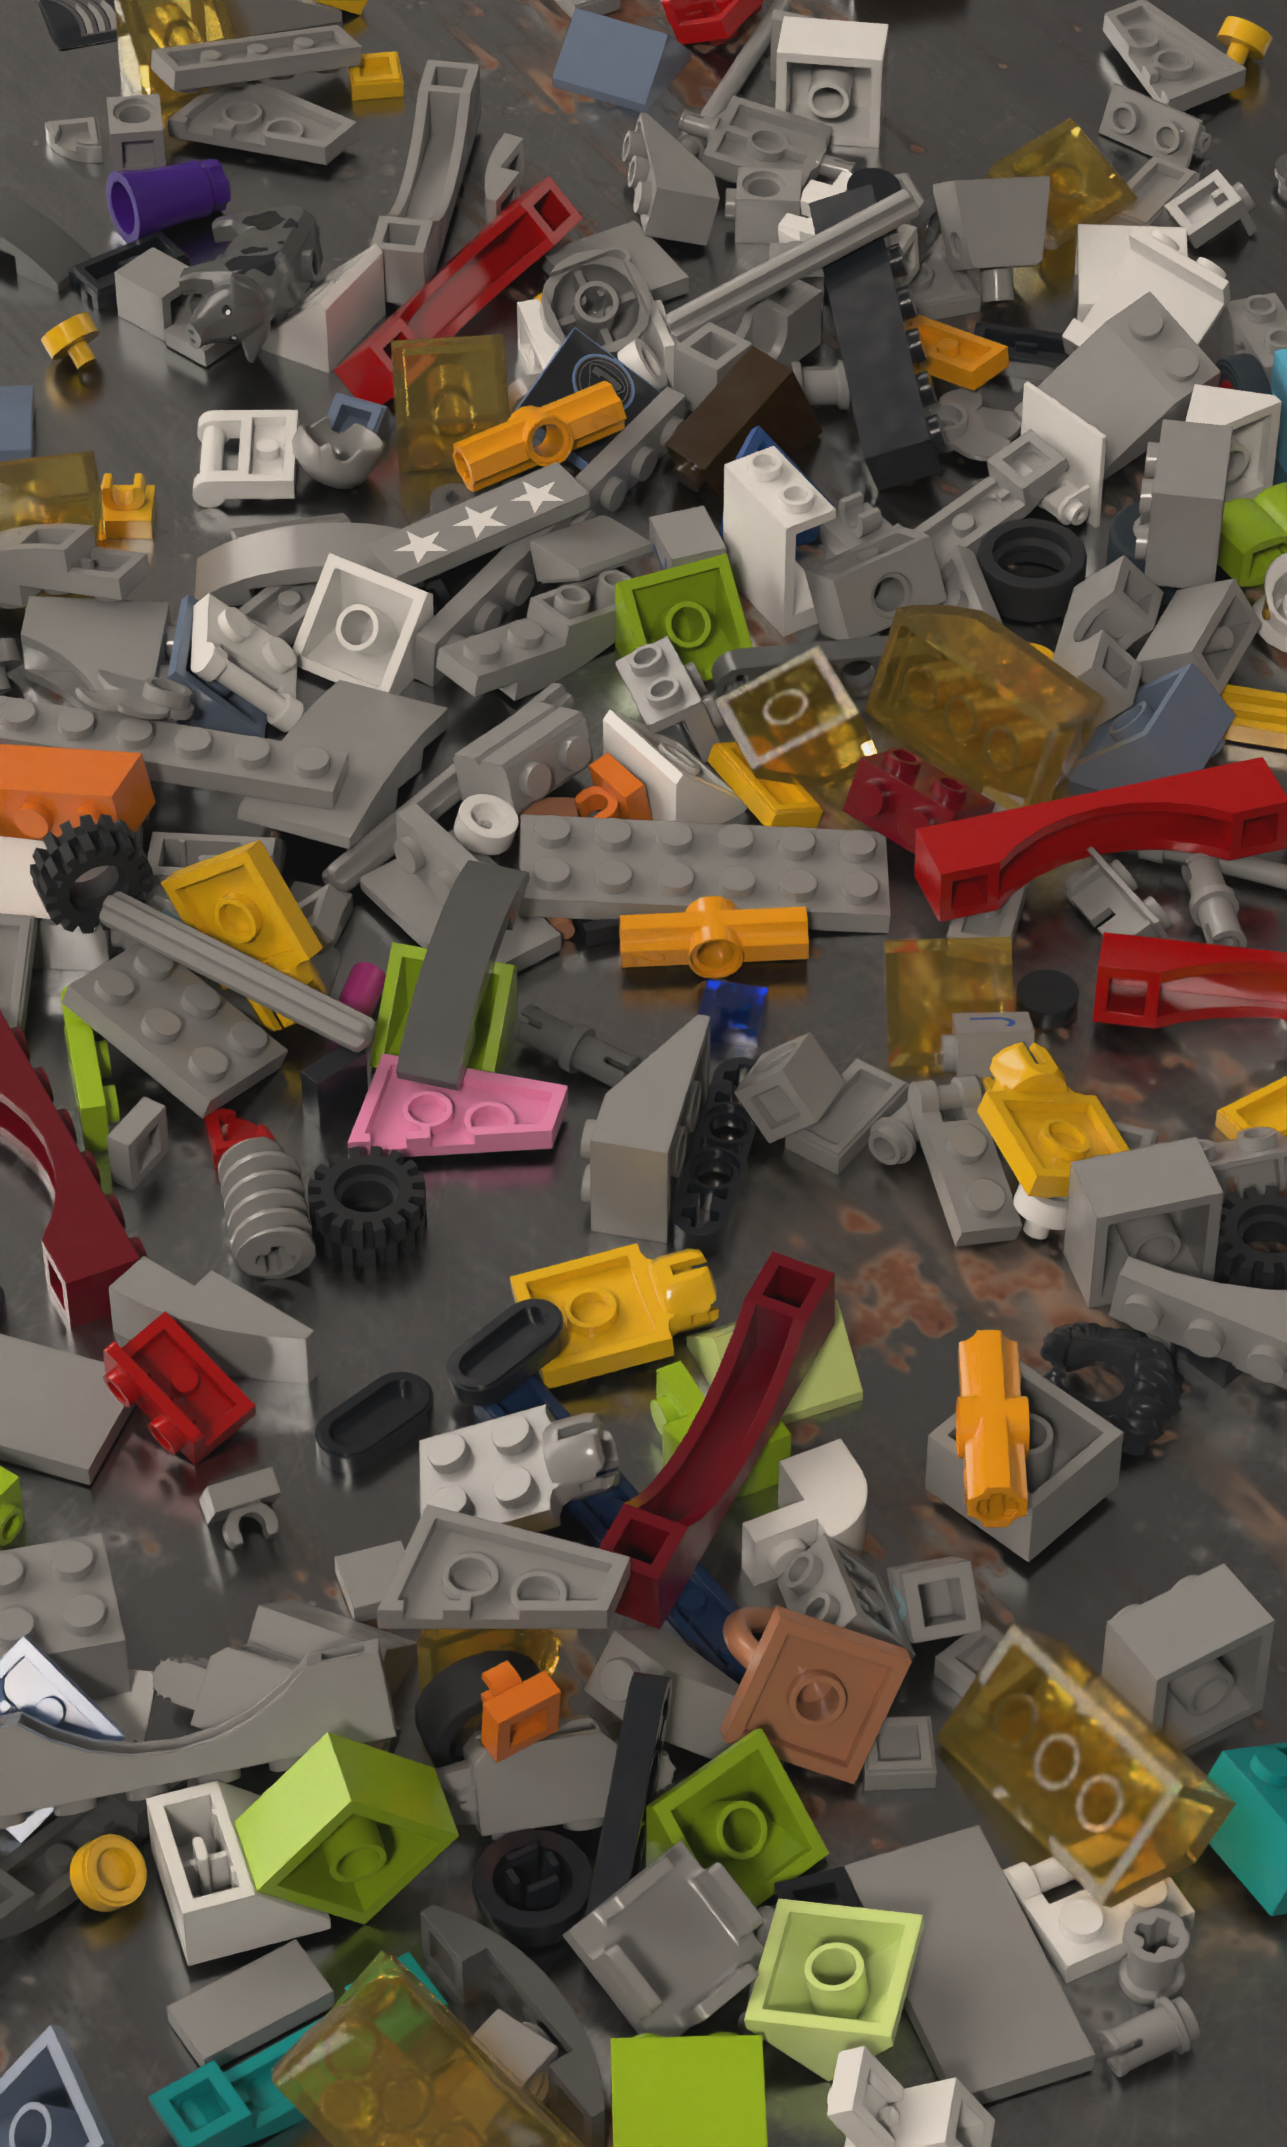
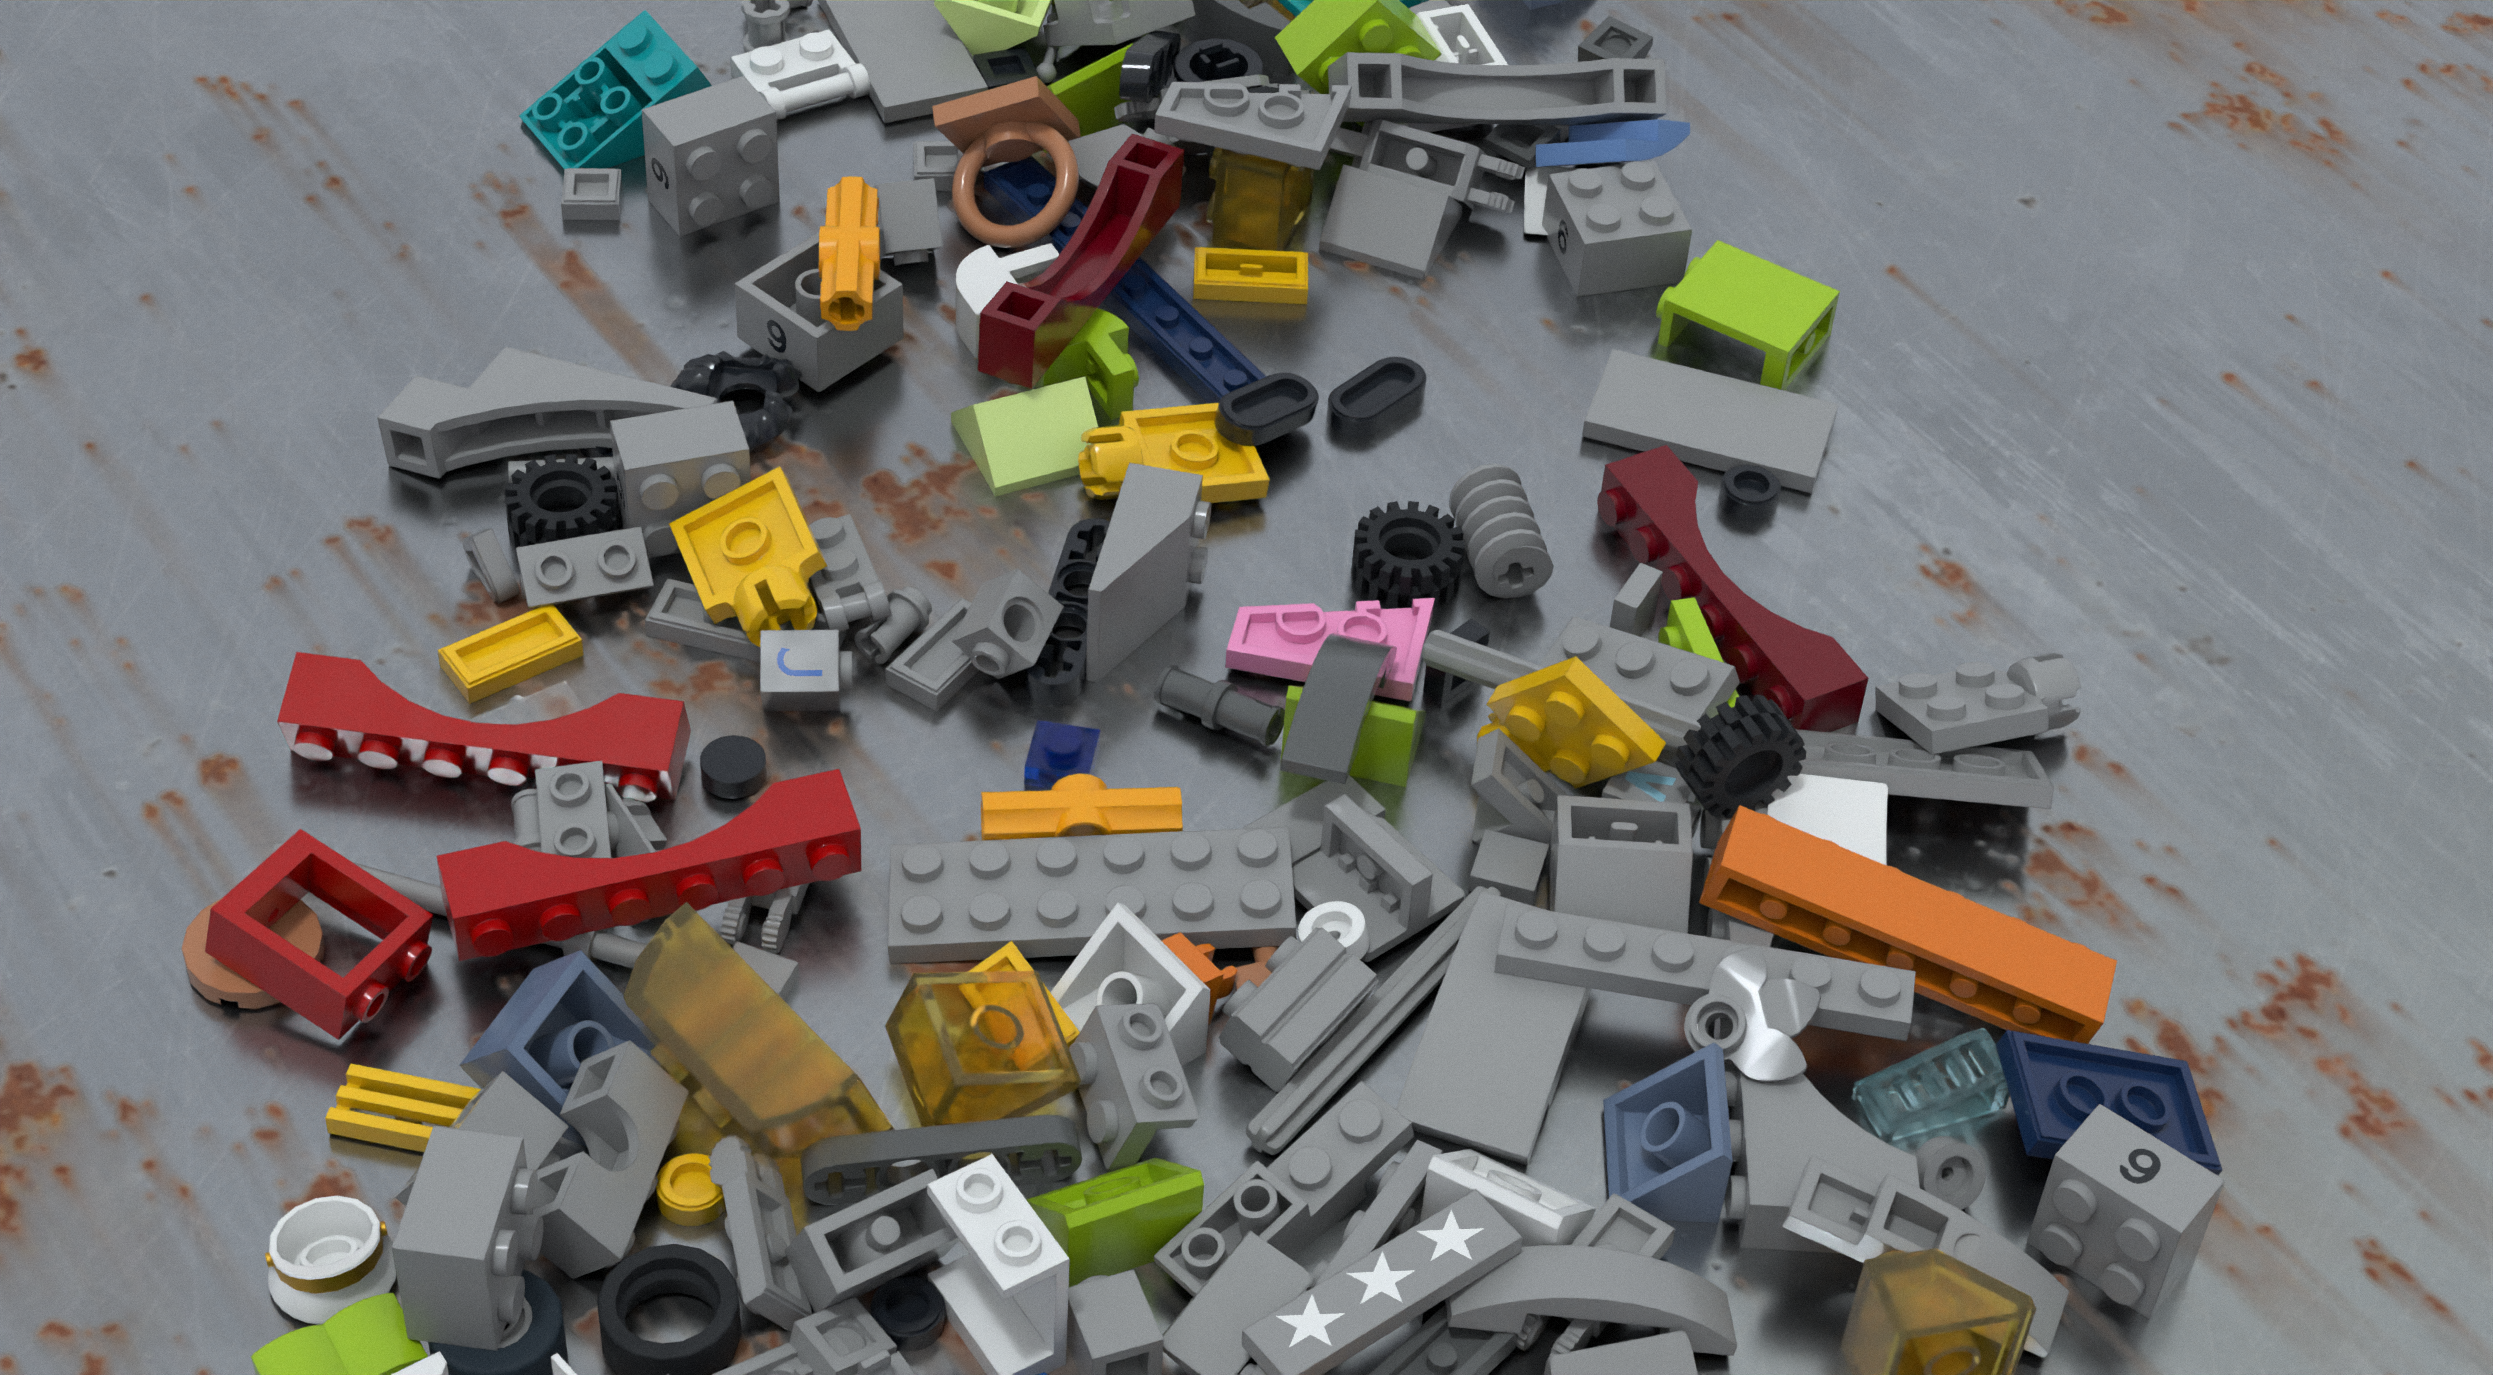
camera: 175 degrees right, 0 degrees up
(177, 1388) = (1554, 380): red bracket -> none
(225, 1320) = (1532, 442): light grey slope -> none
(226, 1129) = (1533, 633): red tile -> none
(242, 1498) = (1480, 318): light grey tile -> none
(245, 660) = (1649, 1139): white plate -> none
(363, 987) = (1447, 766): dark pink piece -> none
(366, 1577) = (1358, 279): light grey tile -> none
(517, 1711) = (1236, 56): orange tile -> none
(518, 1467) = (1255, 318): light grey plate -> none
(843, 1591) = (978, 209): light grey bracket -> none
(902, 793) = (849, 942): dark red brick -> none
(937, 978) = (829, 738): clear yellow slope -> none
(1082, 1768) = (817, 121): clear yellow slope -> none
(1183, 896) = (573, 810): none -> light grey hinge

